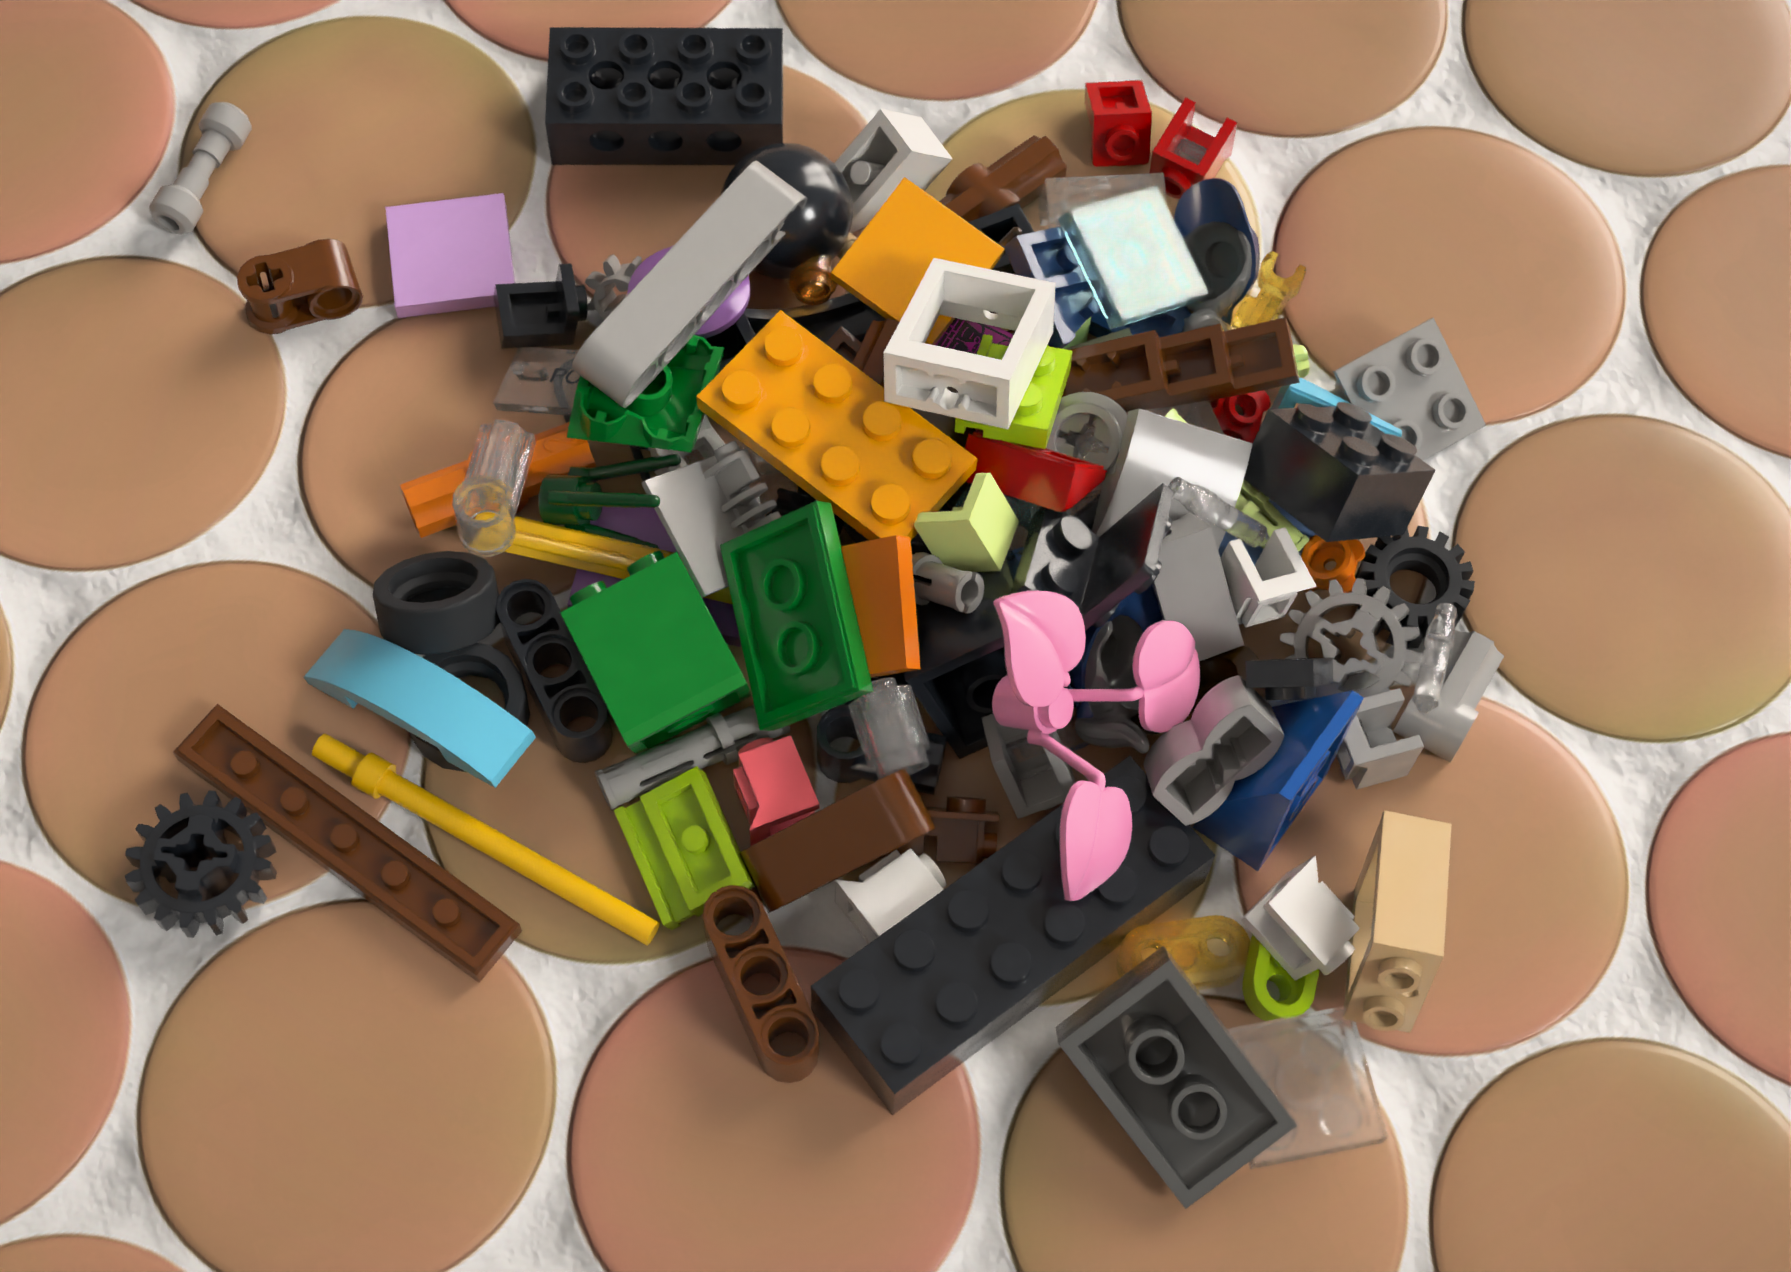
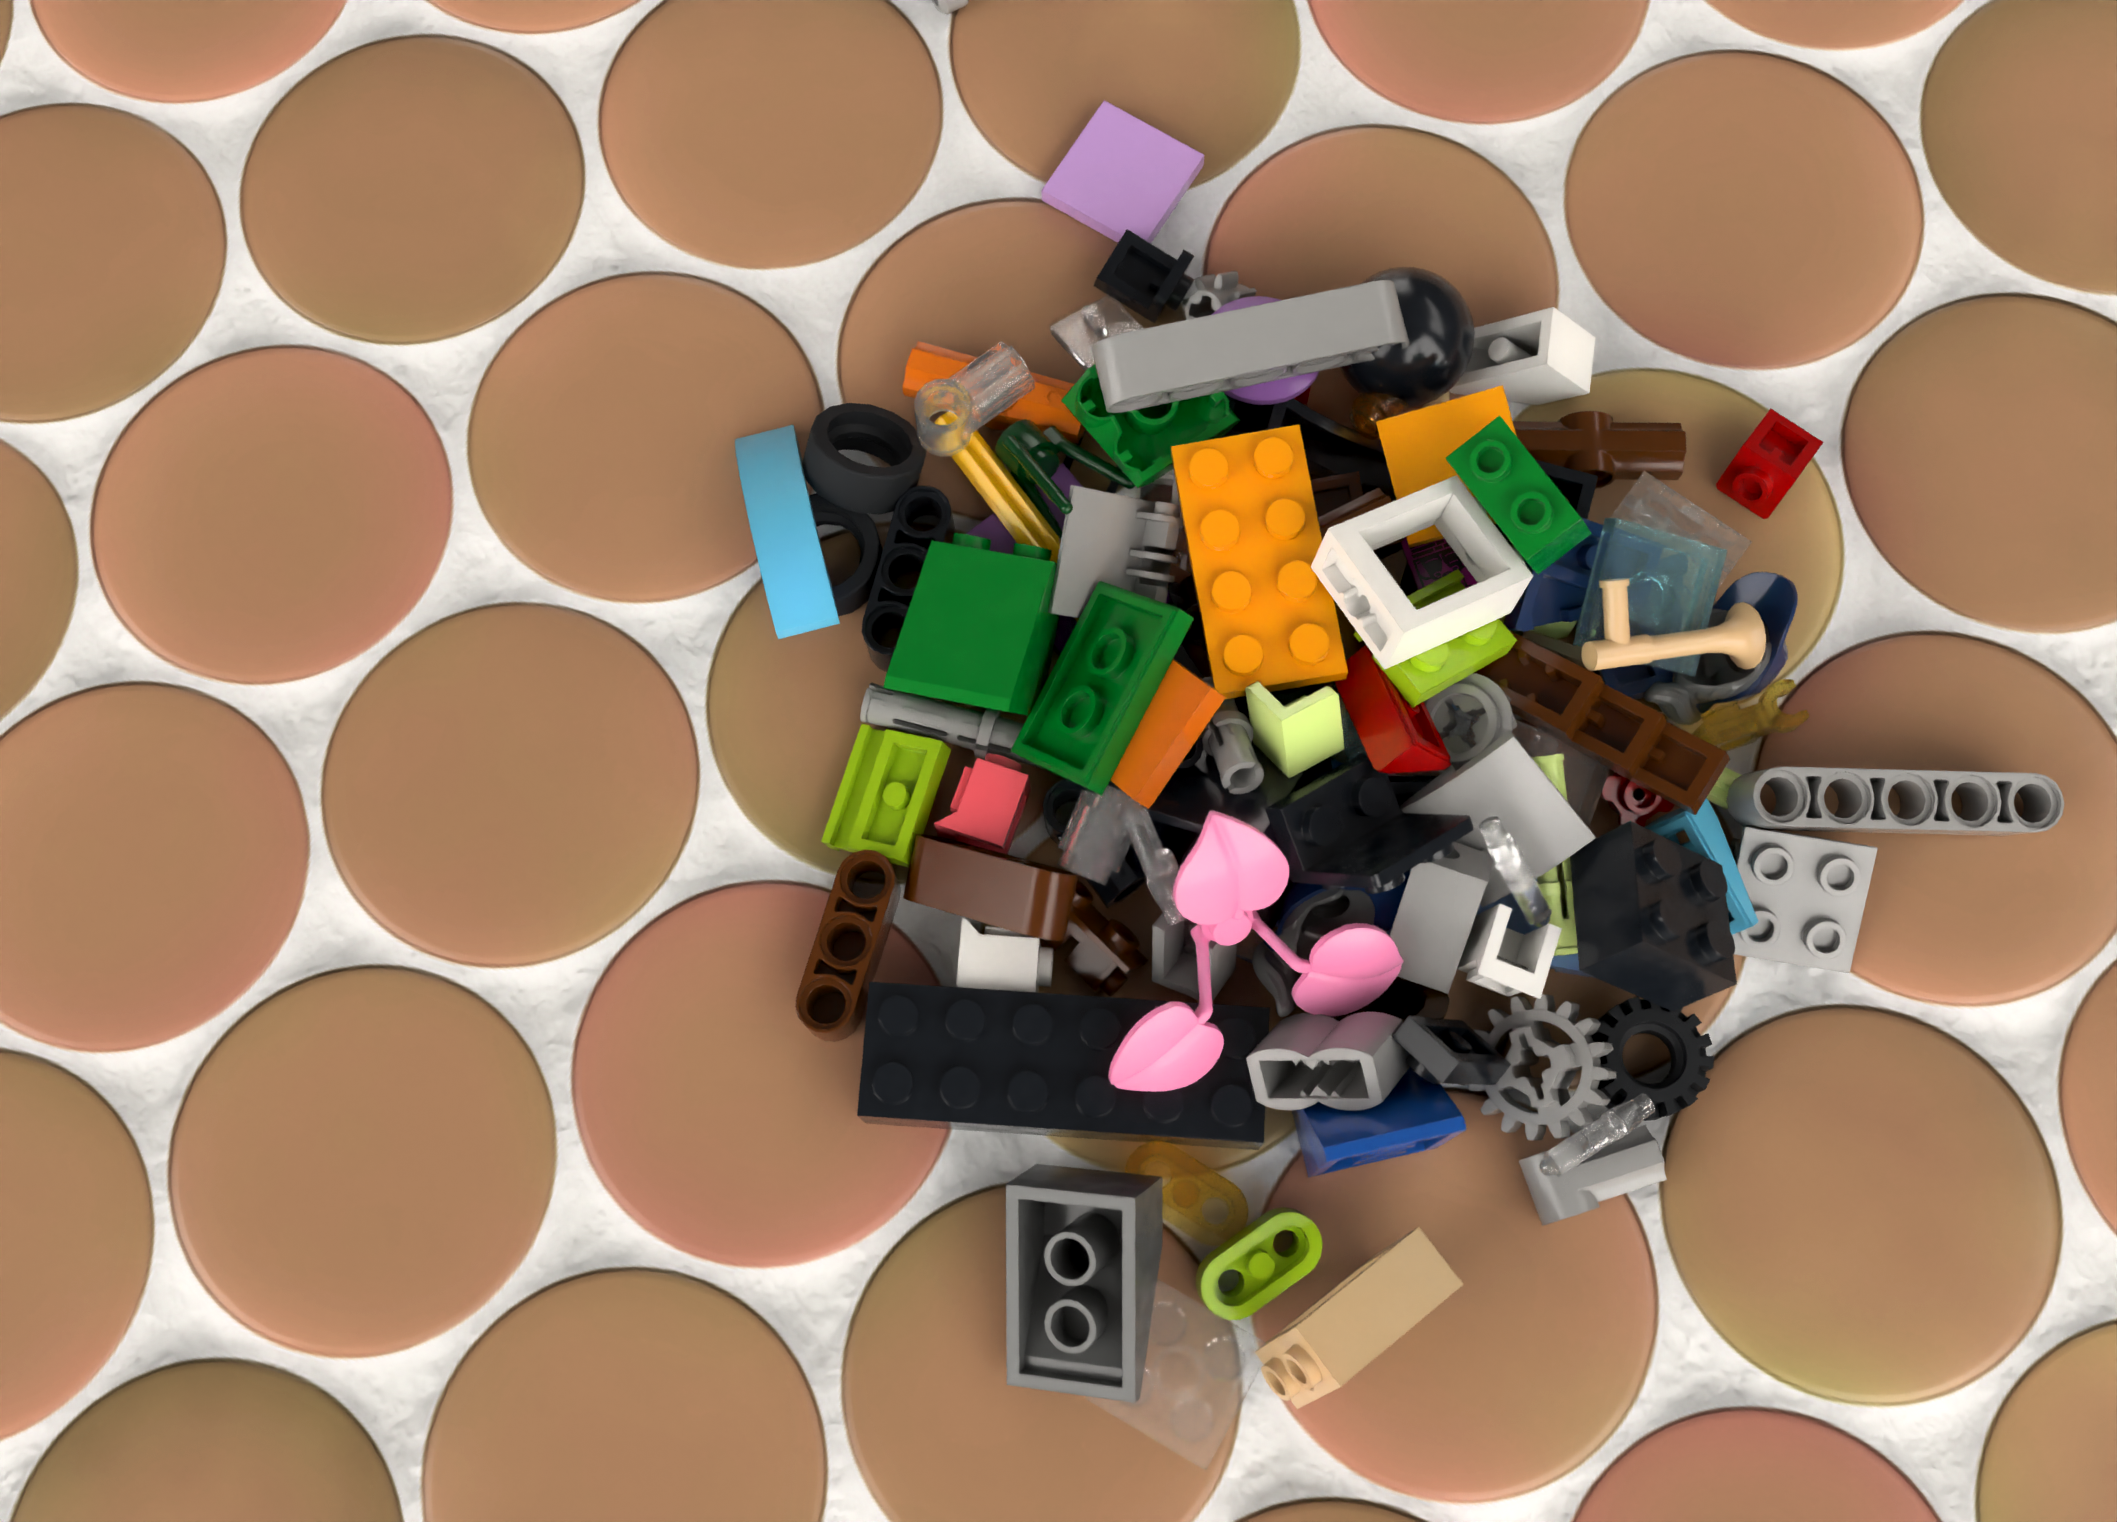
camera: 50 degrees right, 10 degrees up
(184, 842) = (560, 504): black gear -> none
(305, 284) = (988, 123): reddish brown piece -> none
(349, 843) = (661, 594): reddish brown tile -> none
(379, 778) = (720, 561): yellow bar -> none
(663, 95) = (1402, 164): black brick -> none
(955, 709) = (1157, 863): none -> clear piece
(991, 234) = (1518, 495): none -> green brick
(1188, 153) = (1803, 539): red window -> none
(1215, 241) = (1739, 636): none -> tan piece
(1303, 923) = (1284, 1254): white window -> none
(1345, 554) = (1570, 982): orange plate -> none
(1370, 748) = (1485, 1156): light grey window -> none
(1412, 280) = (1923, 798): none -> light grey beam

